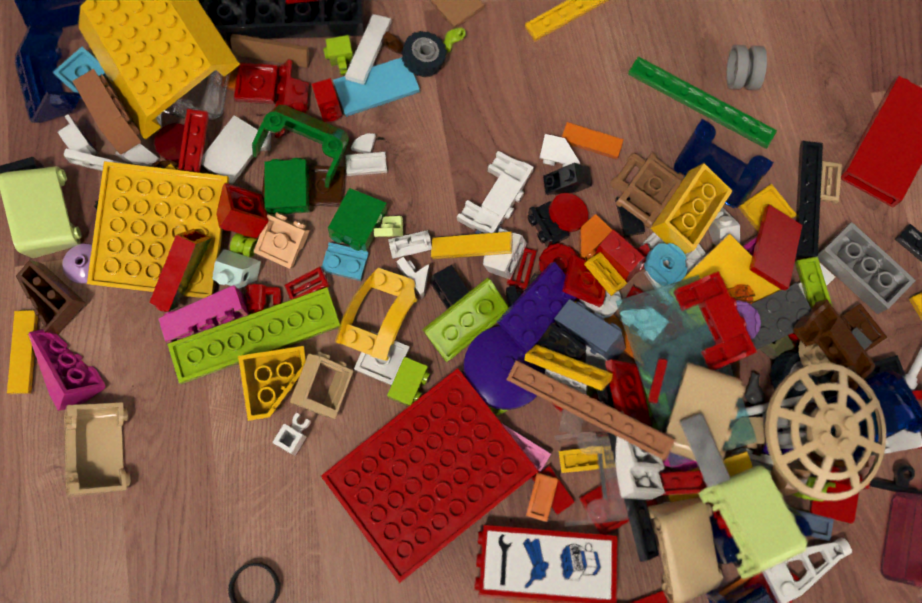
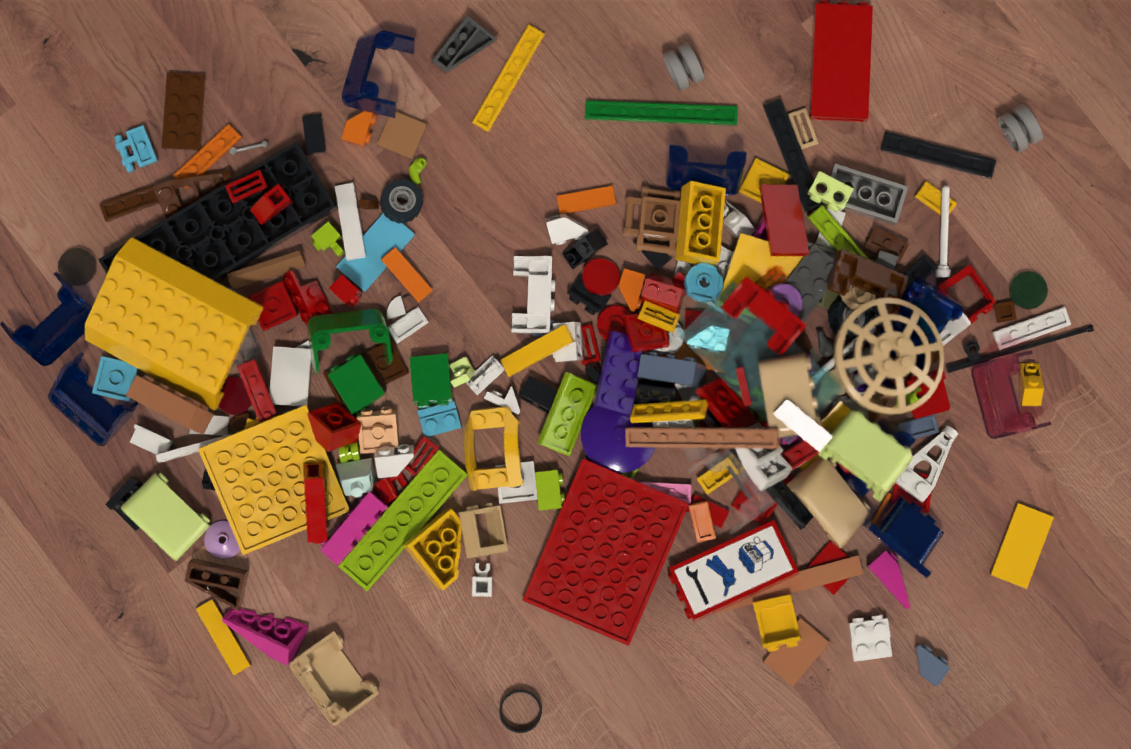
camera: 25 degrees left, 10 degrees up
(275, 272) = (392, 460): none -> white slope
(391, 118) = (406, 274): none -> orange tile
(841, 239) = (832, 186): none -> yellowish green brick

